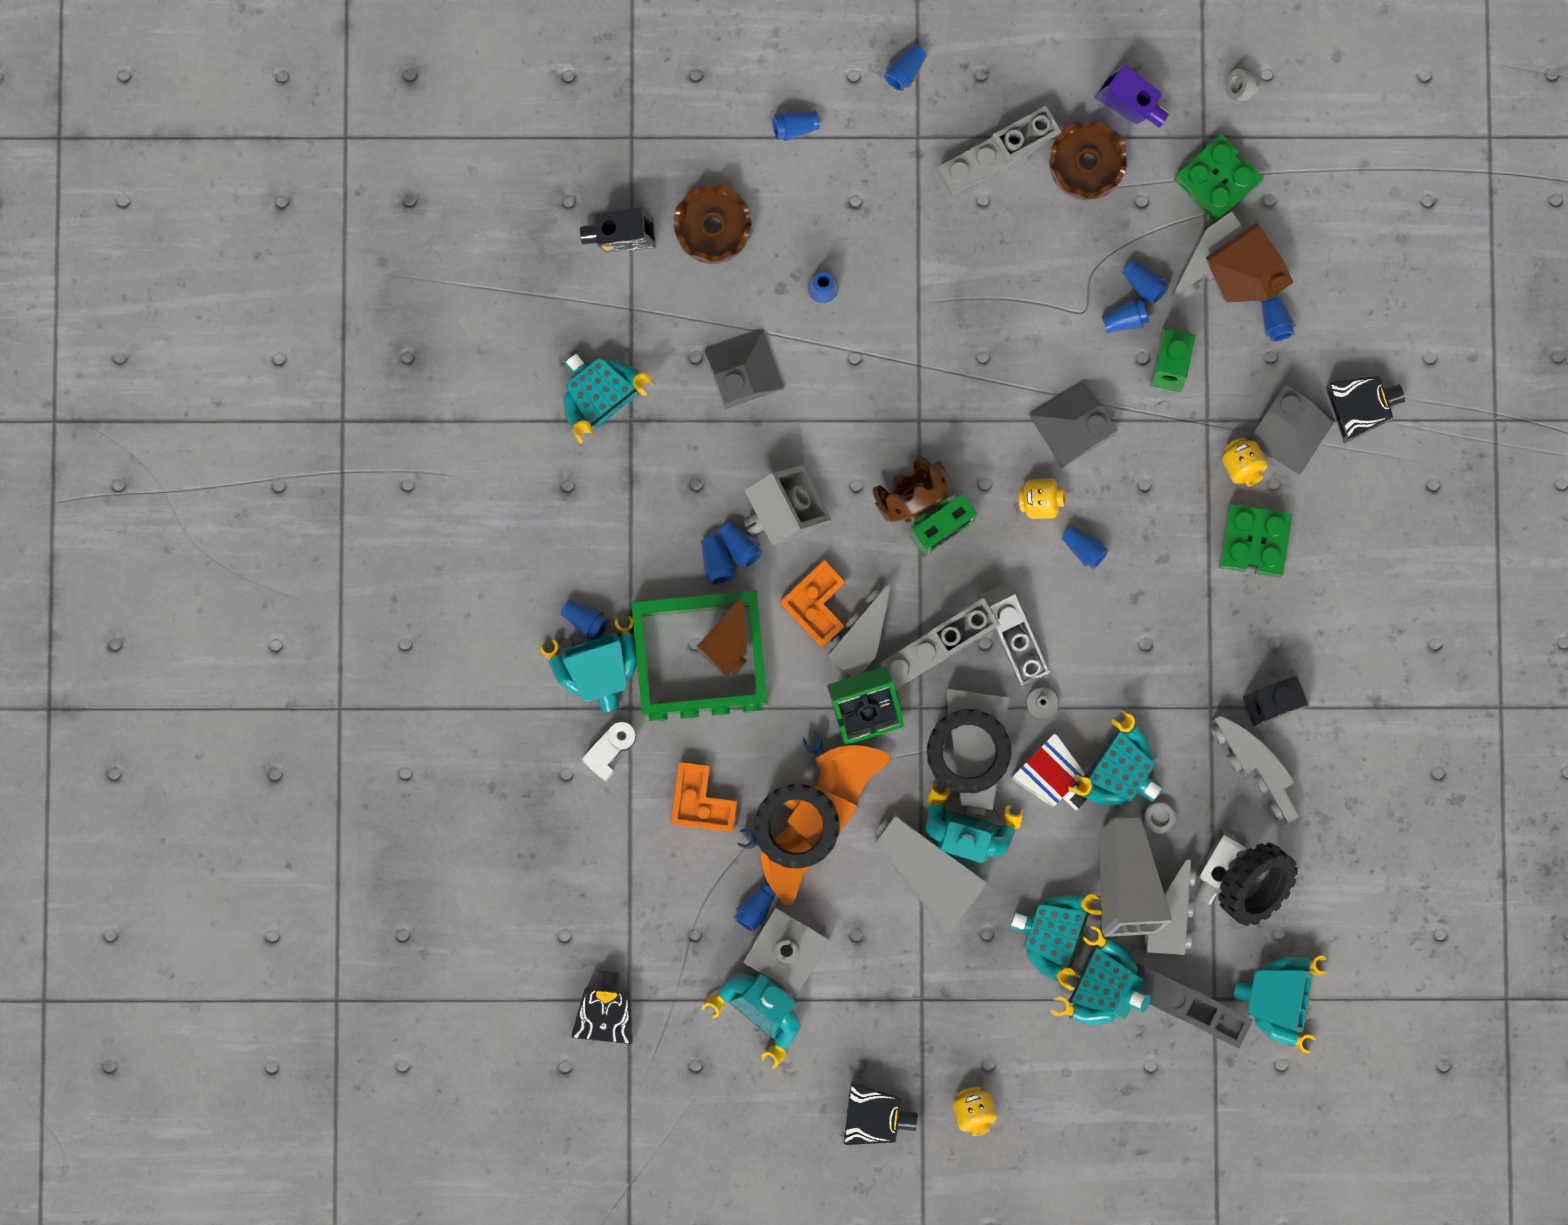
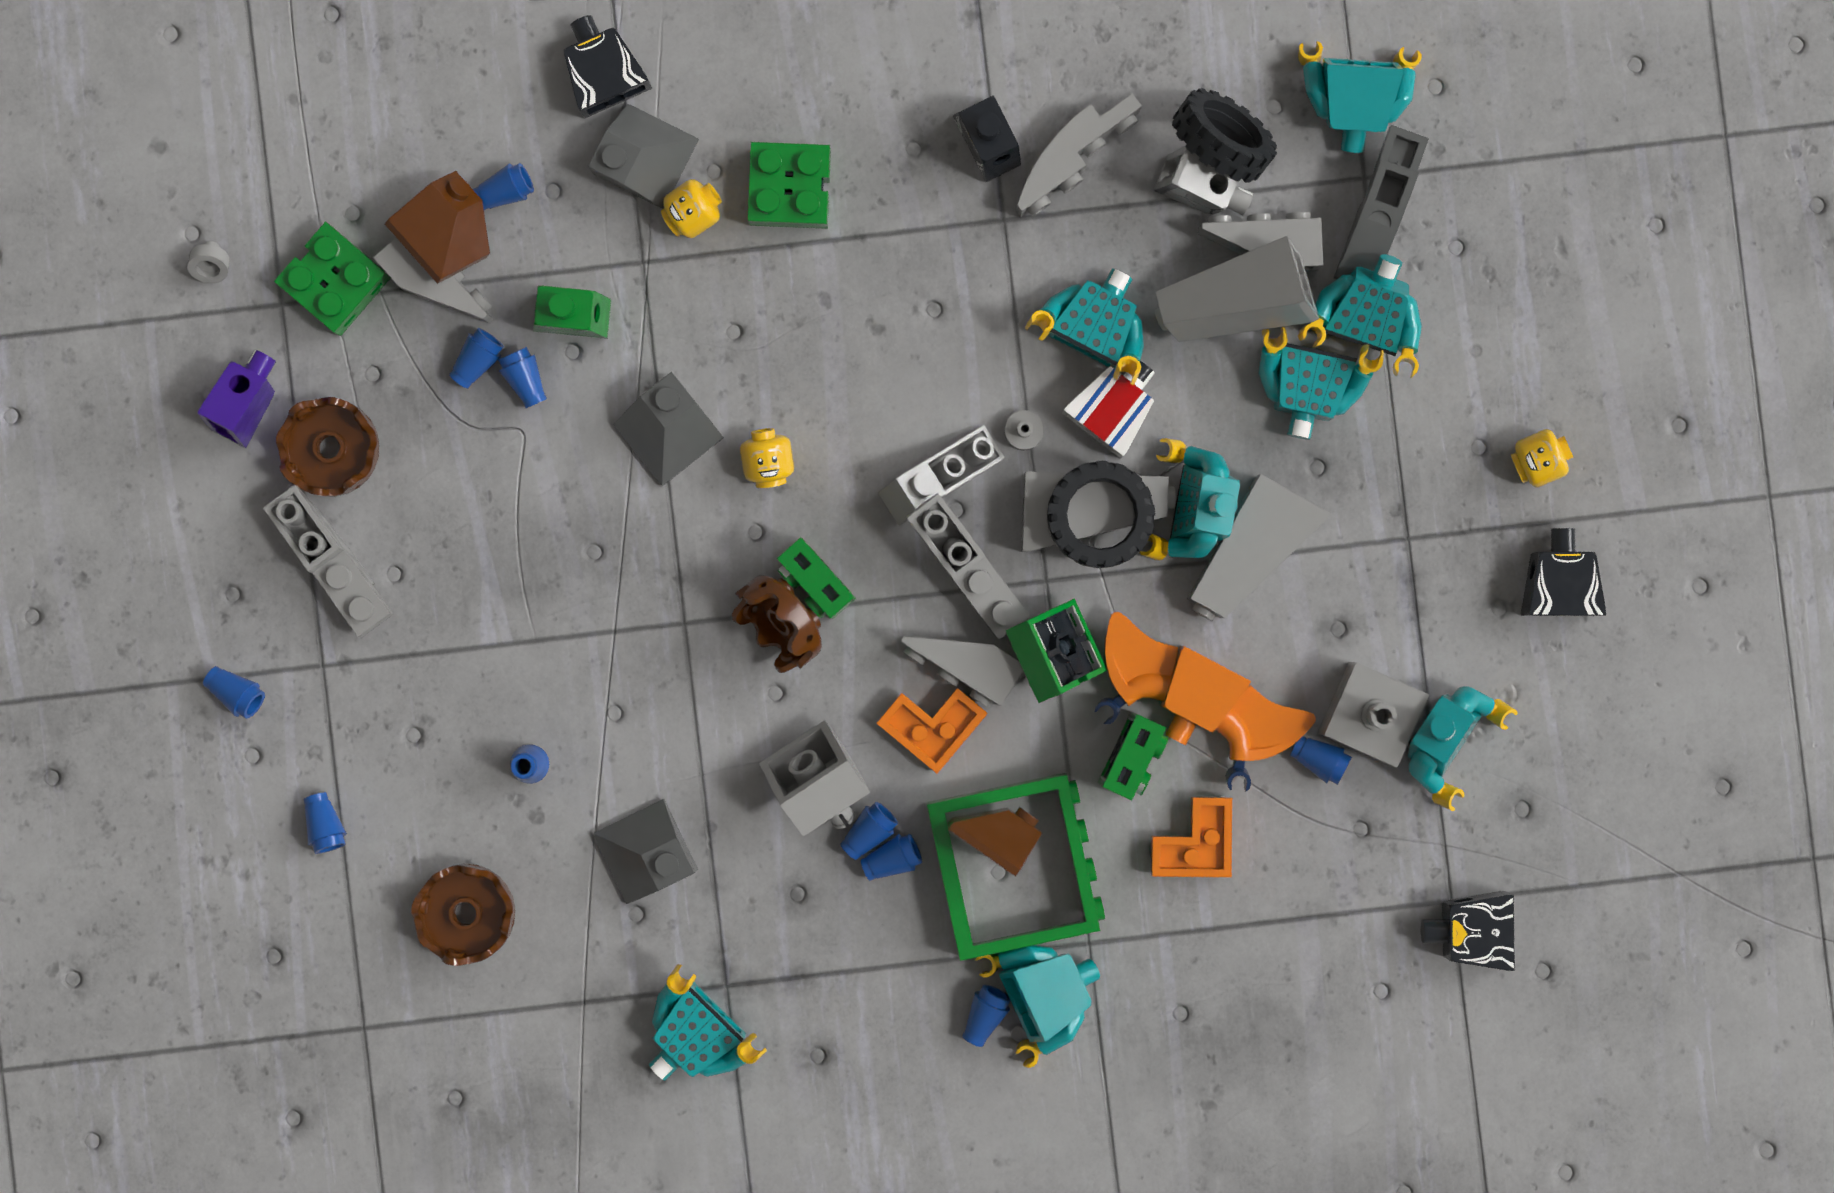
camera: 90 degrees left, 5 degrees up
(616, 740) = (1133, 957): white leg -> none
(632, 232) = (486, 1029): black torso -> none
(763, 826) = (1255, 742): black tyre -> none
(767, 749) = (1131, 756): none -> green piece
(1085, 546) = (821, 397): blue cone -> none
(1159, 817) = (1149, 268): light grey tile -> none

